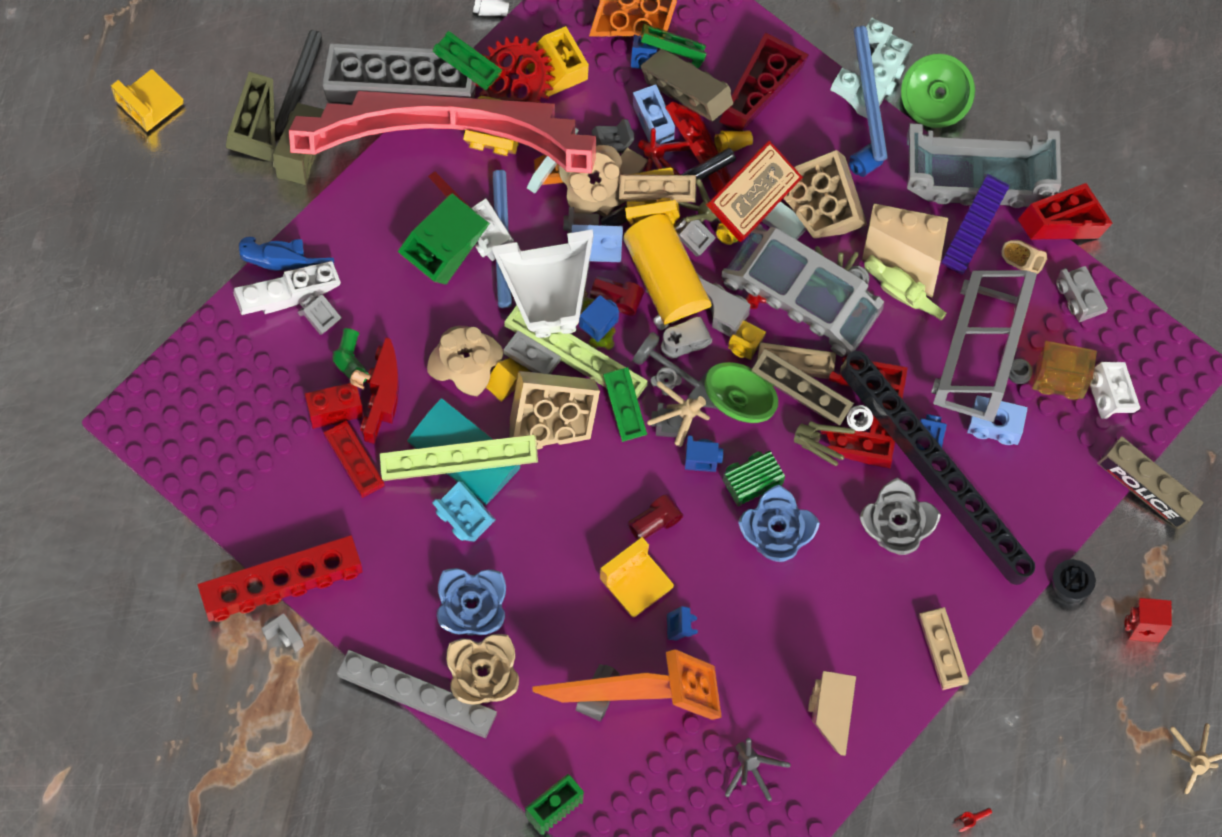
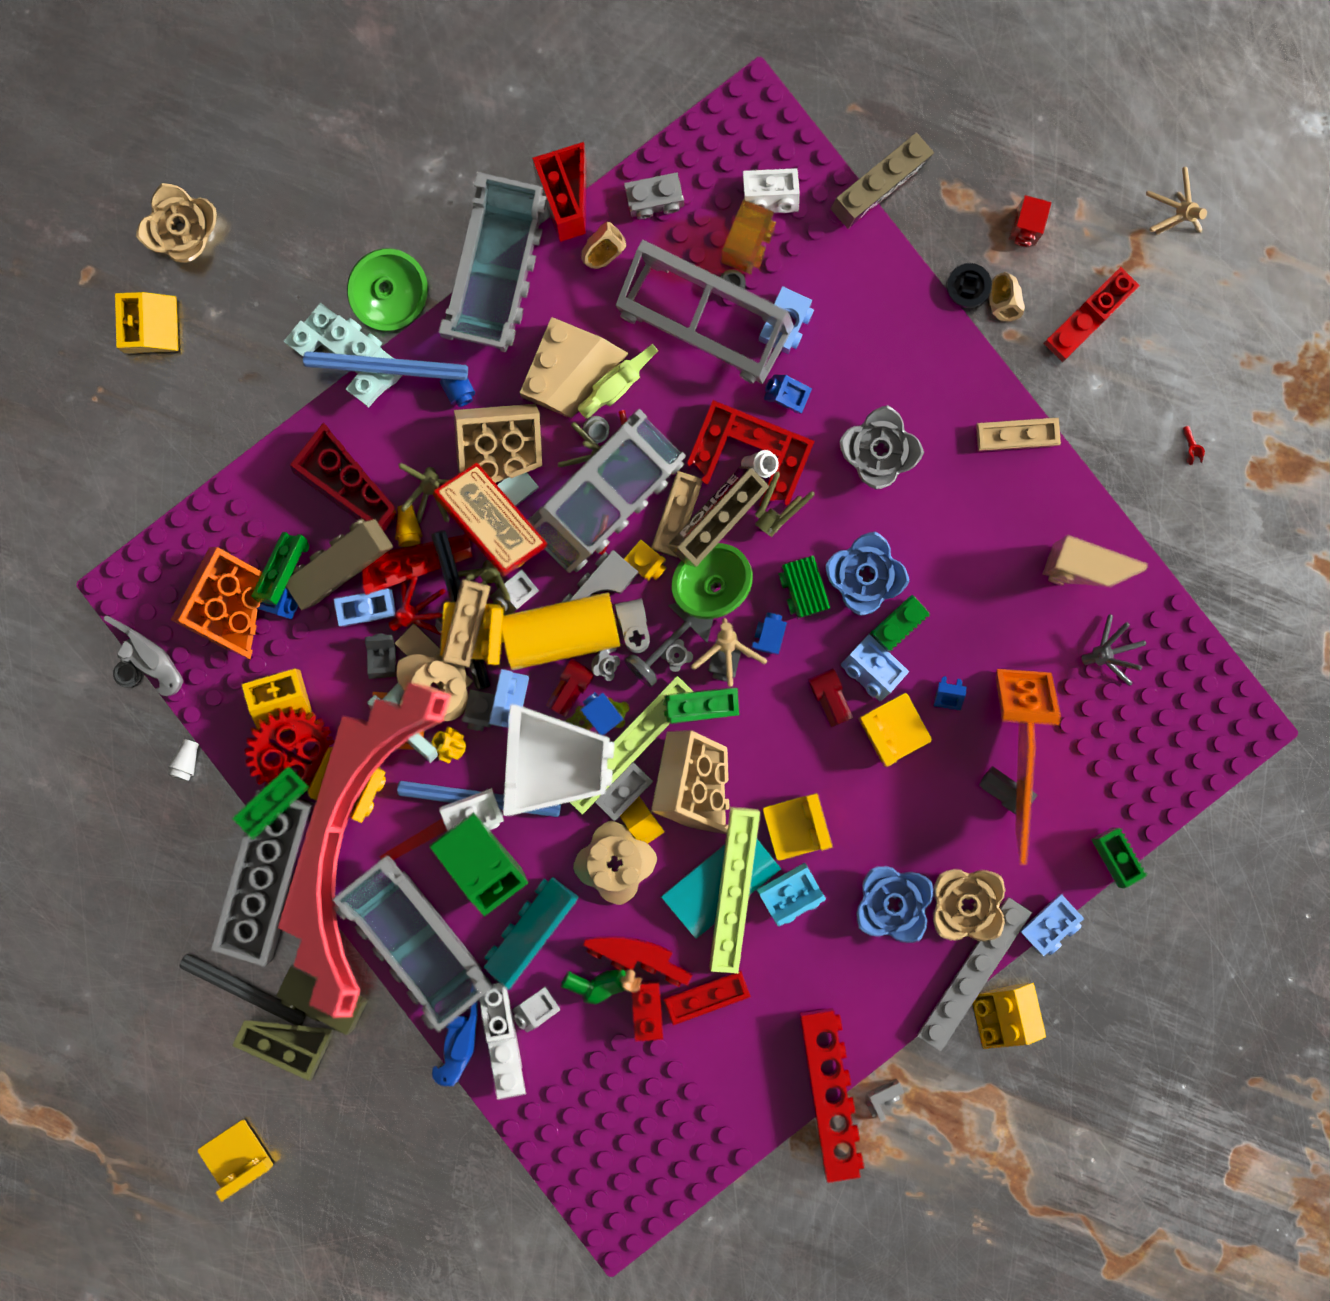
camera: 75 degrees left, 20 degrees up
(367, 198) = (414, 942): none -> clear light blue windscreen
(381, 734) = (1009, 1016): none -> yellow slope
(388, 296) = (530, 932): none -> teal slope
(475, 758) = (1052, 925): none -> light blue bracket
(528, 509) = (797, 827): none -> yellow bracket
(545, 202) = (449, 745): none -> yellow gear
(640, 313) = (599, 663): none -> light grey plate
(691, 552) = (874, 668): none -> light blue bracket
(737, 566) = (900, 623): none -> green brick
(777, 142) = (428, 483): none -> olive plant
(937, 479) = (842, 387): black beam -> none
(975, 224) = (559, 288): dark purple gear -> none
(1070, 616) = (1006, 297): none -> tan rock
(1075, 699) = (1091, 314): none -> red slope

